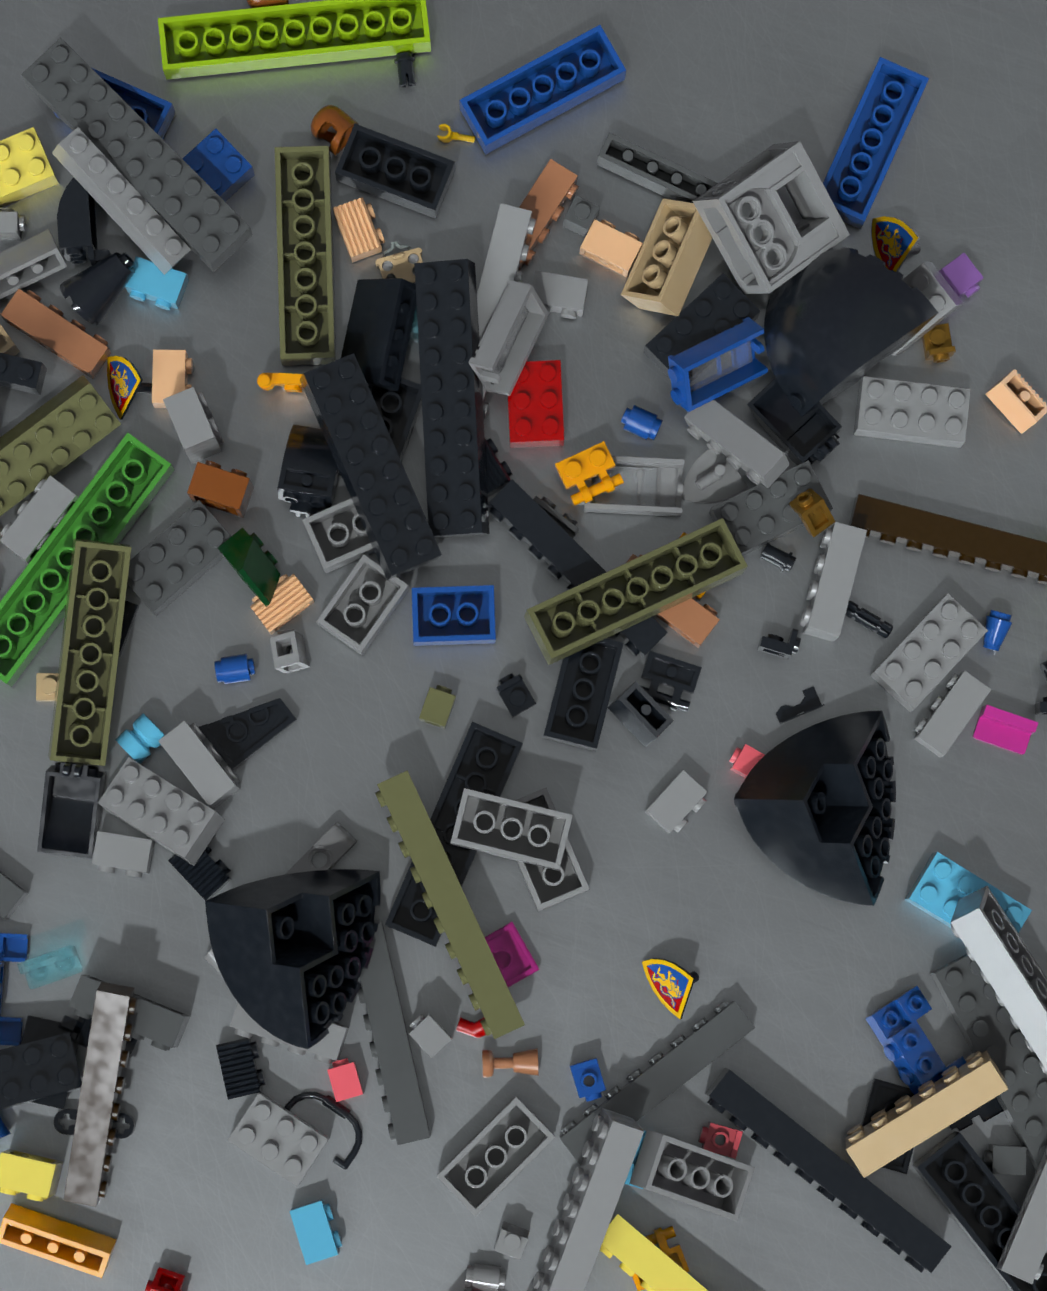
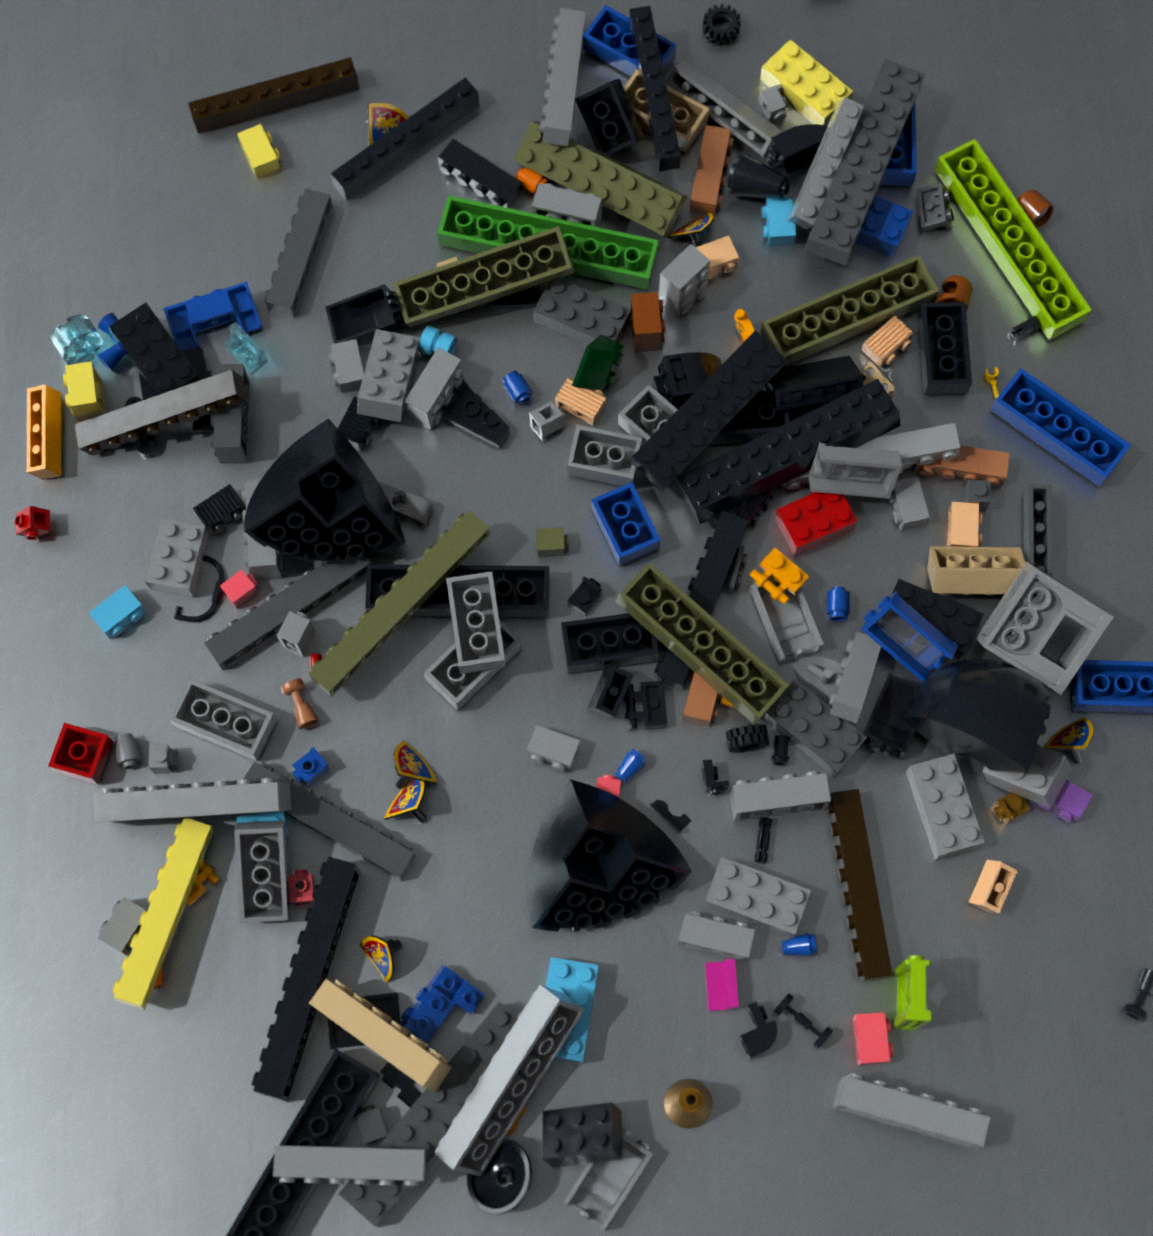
camera: 75 degrees right, 10 degrees down
(215, 101) = (935, 207): none -> dark grey bracket
(511, 954) = (382, 670): dark pink plate -> none
(633, 965) = (411, 765): none -> shield
(729, 726) = (631, 764): none -> blue cone
(754, 587) = (747, 738): none -> black tyre
(812, 511) = (826, 754): pearl gold bracket -> none
(830, 1079) = (380, 954): none -> shield

